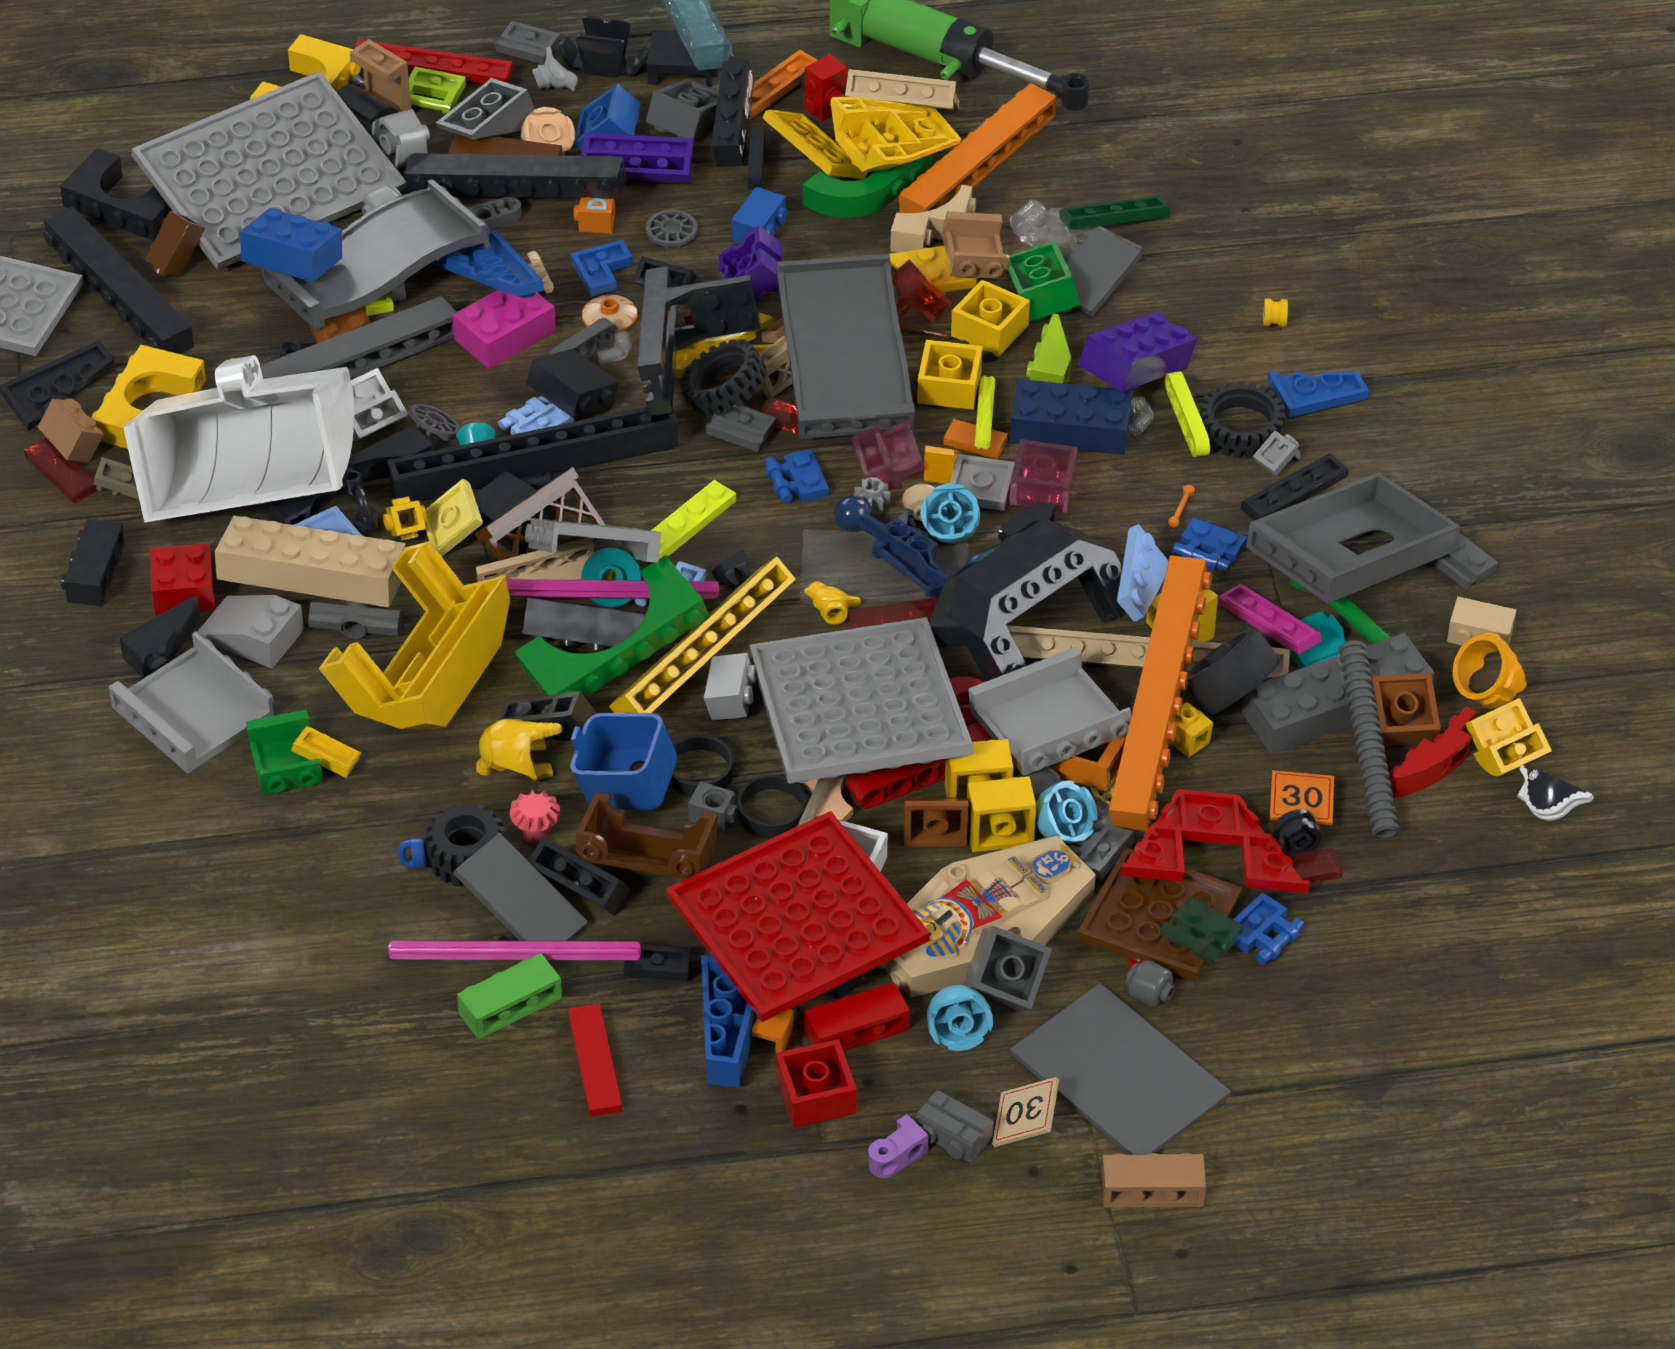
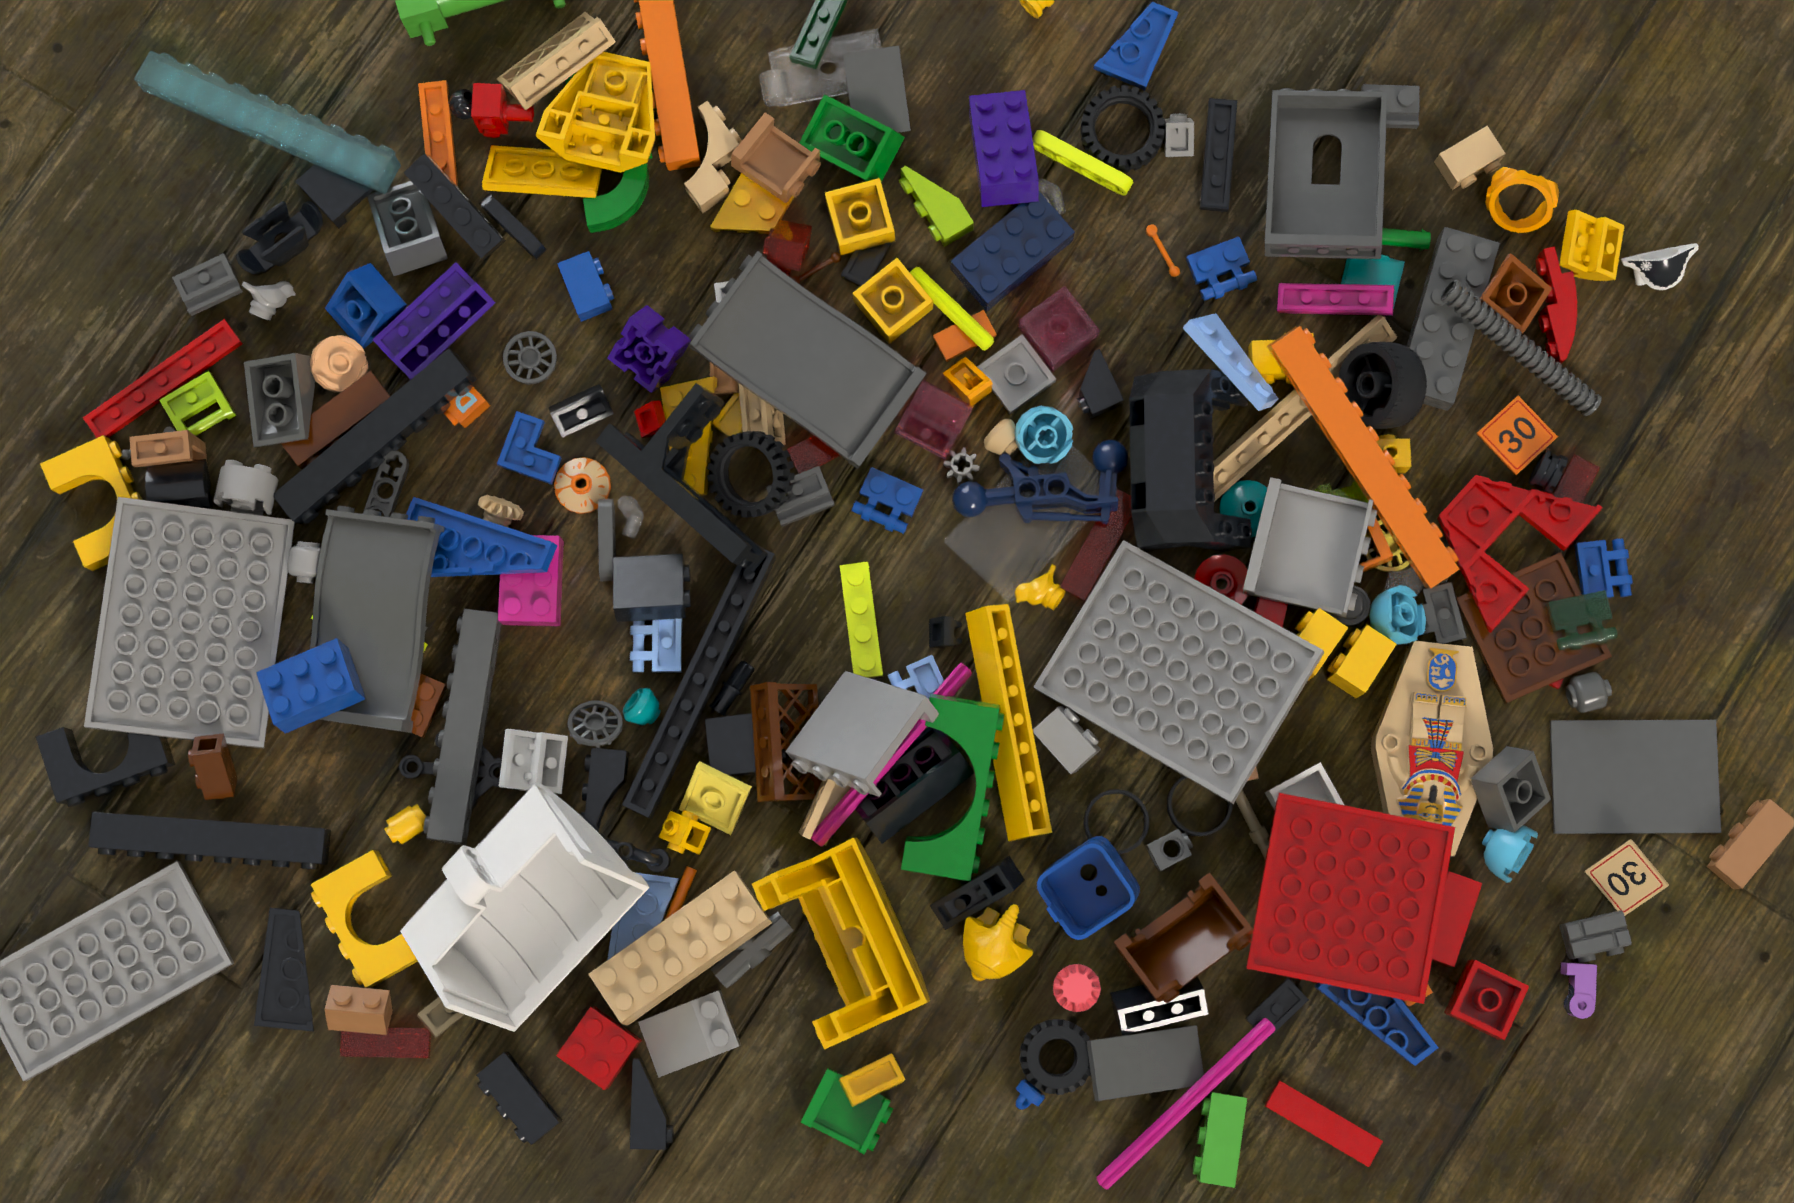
camera: 45 degrees left, 35 degrees up
(193, 704) = (734, 1137): light grey panel -> none
(935, 822) = (1319, 705): dark orange slope -> none

